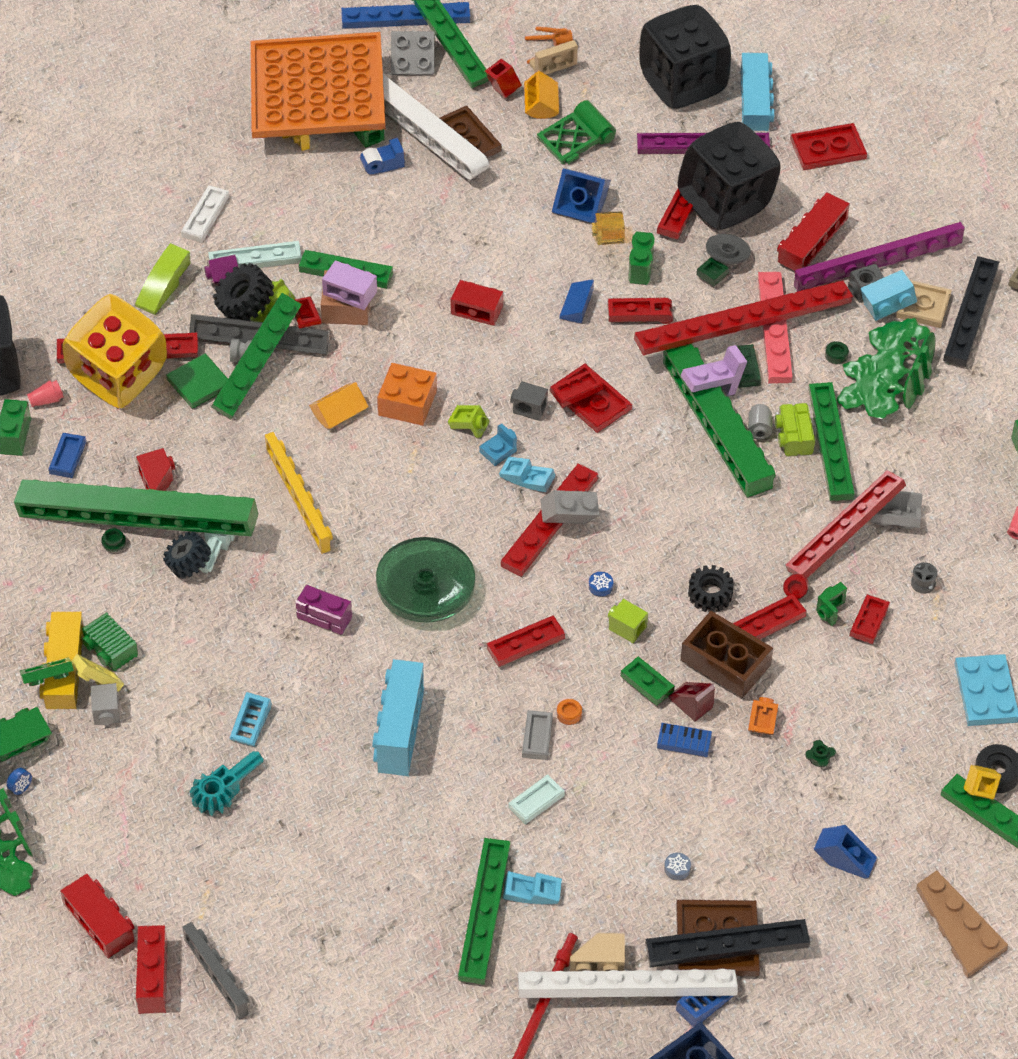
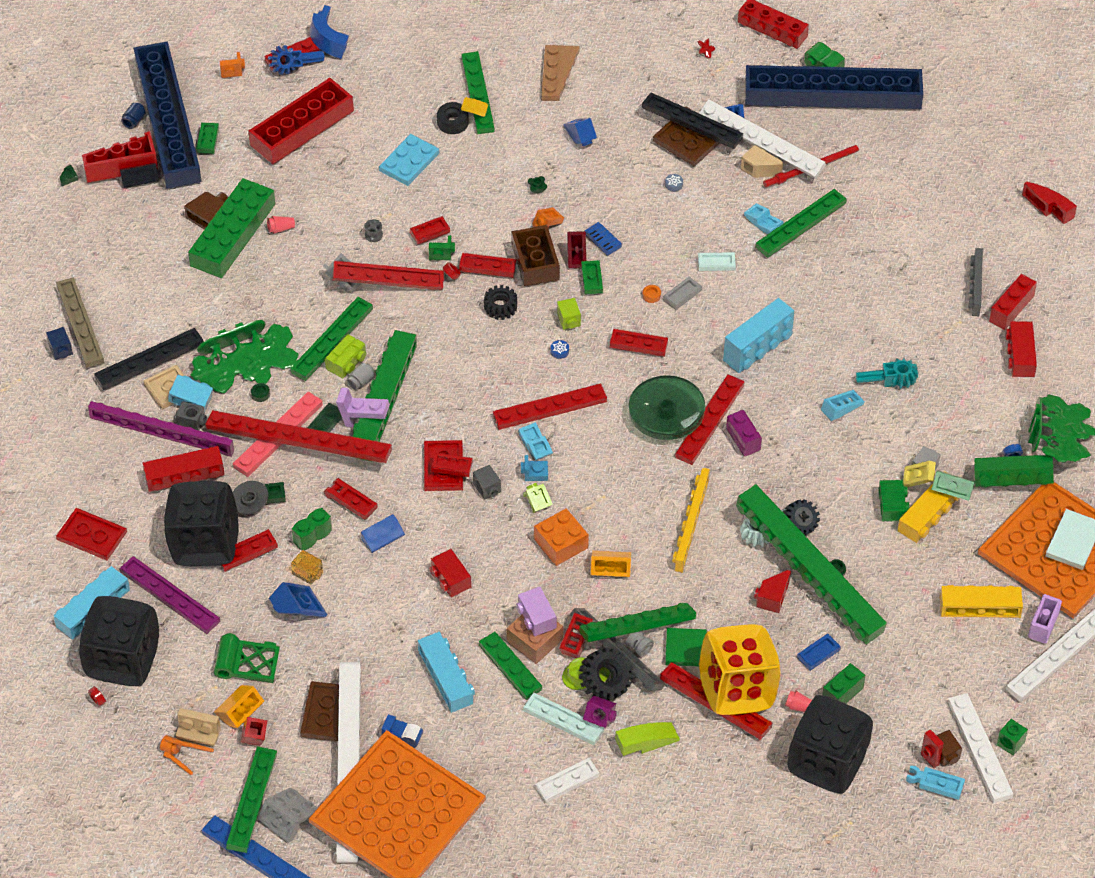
camera: 140 degrees left, 0 degrees up
(375, 612) = (714, 413): none -> red plate
(395, 222) = (446, 672): none -> medium azure brick
(569, 507) = (538, 388): light grey brick -> none

